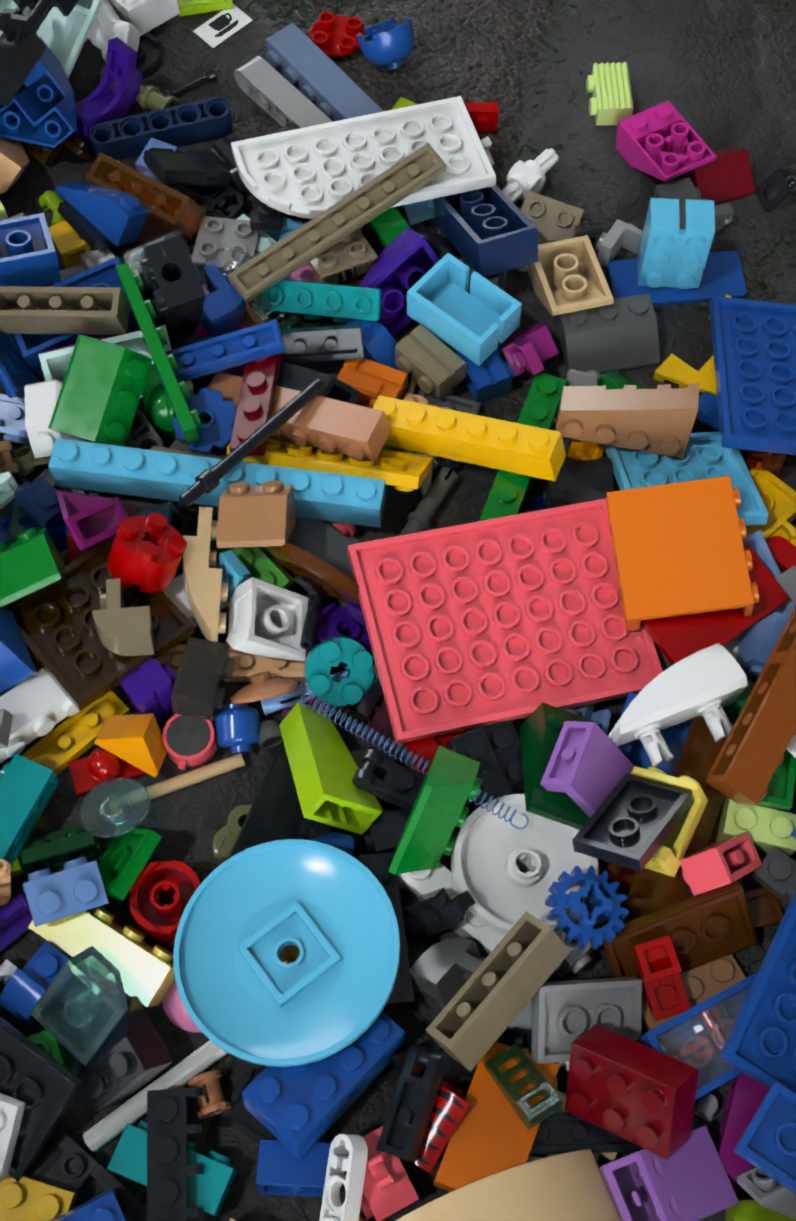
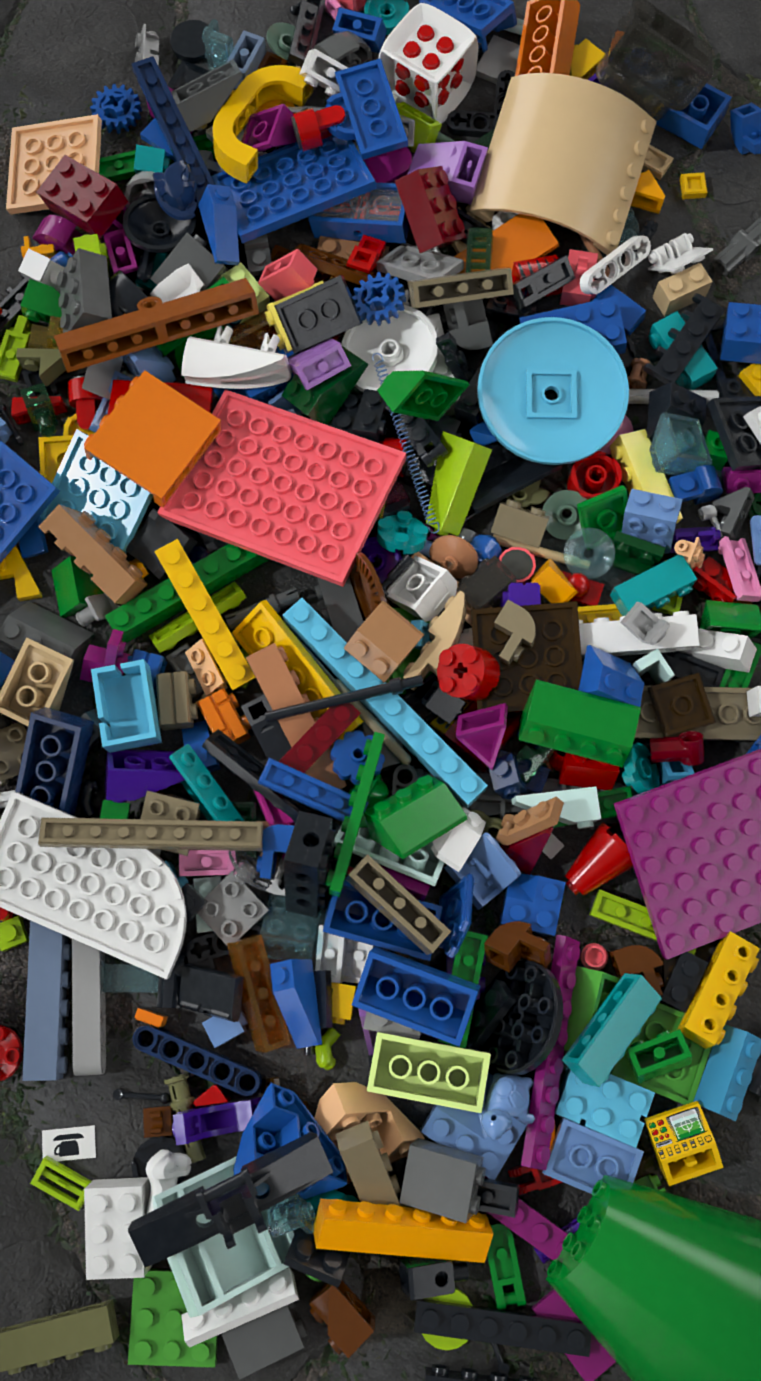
camera: 140 degrees left, 10 degrees up
(127, 107) = (214, 1095): none -> red slope
(161, 76) = (157, 1121): none -> reddish brown tile
(181, 837) = (559, 525): none -> sand green dish
(217, 784) = (519, 523): none -> dark tan piece
(228, 128) = (151, 1017): none -> orange tile
(473, 479) = (184, 626): none -> lime plate

